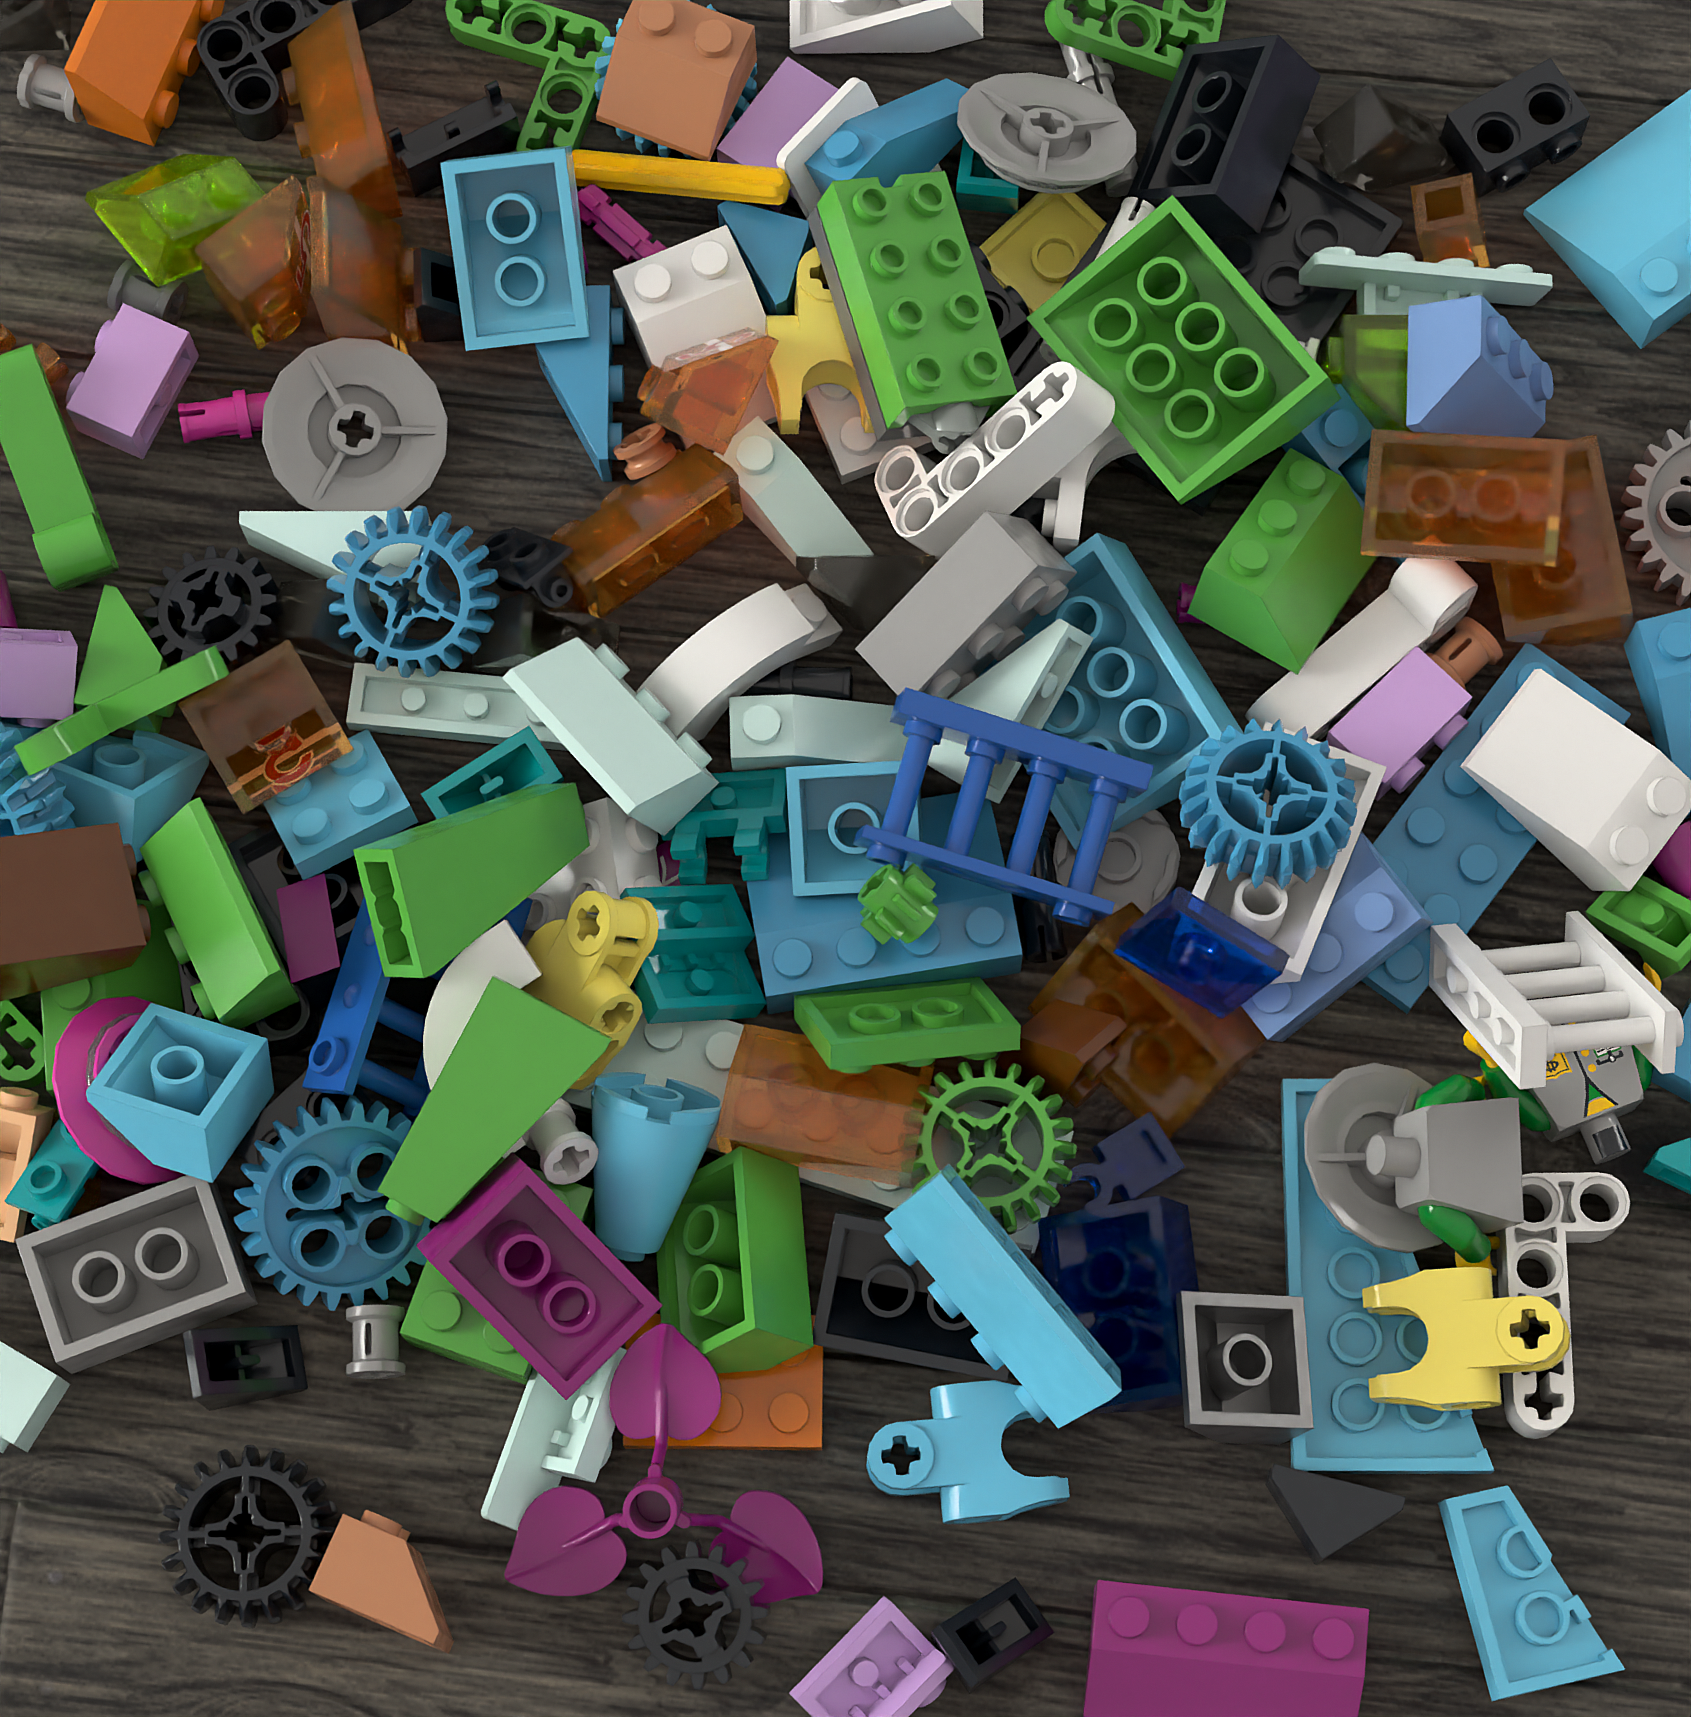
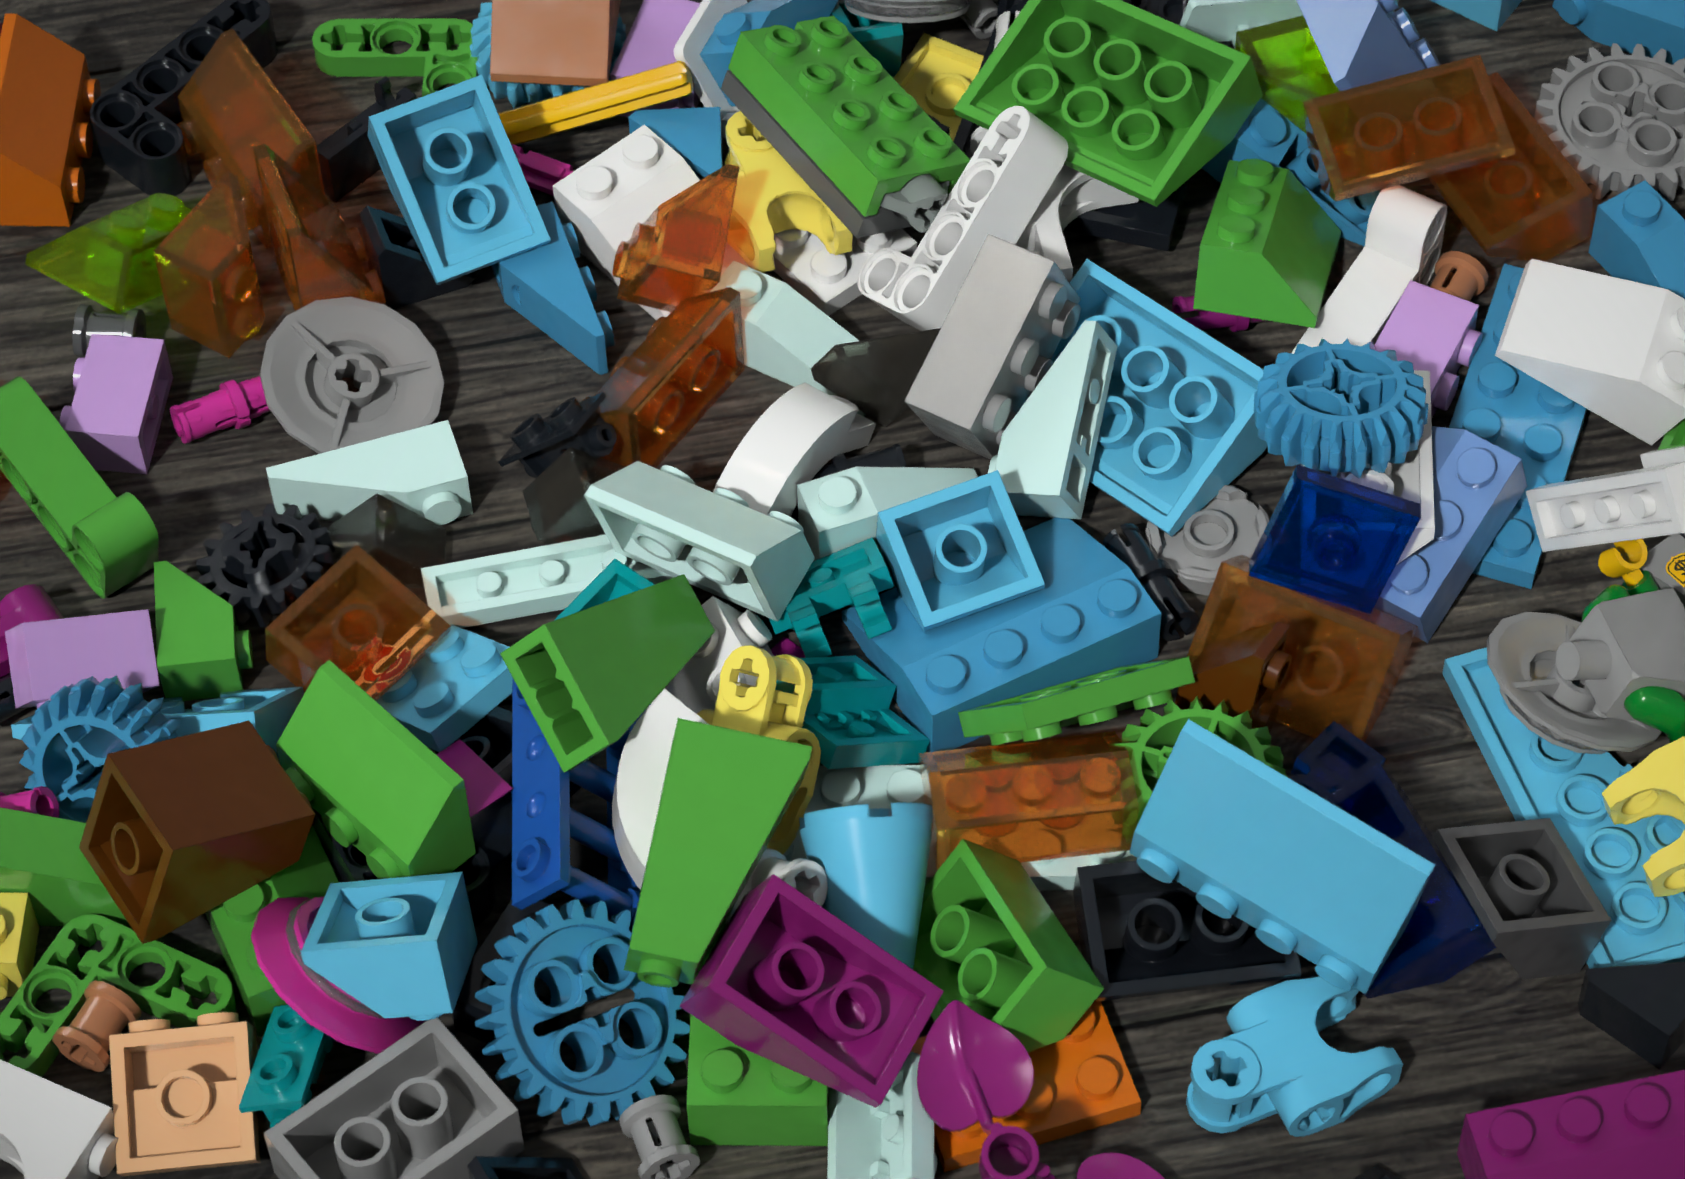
camera: 20 degrees left, 20 degrees down
(120, 709) = (178, 665): bright green beam -> none
(390, 582) = (492, 480): dark azure gear -> none
(644, 451) = (636, 322): nougat bush -> none
(898, 903) = (1032, 586): bright green gear -> none
(1048, 761) = (1100, 429): blue fence -> none

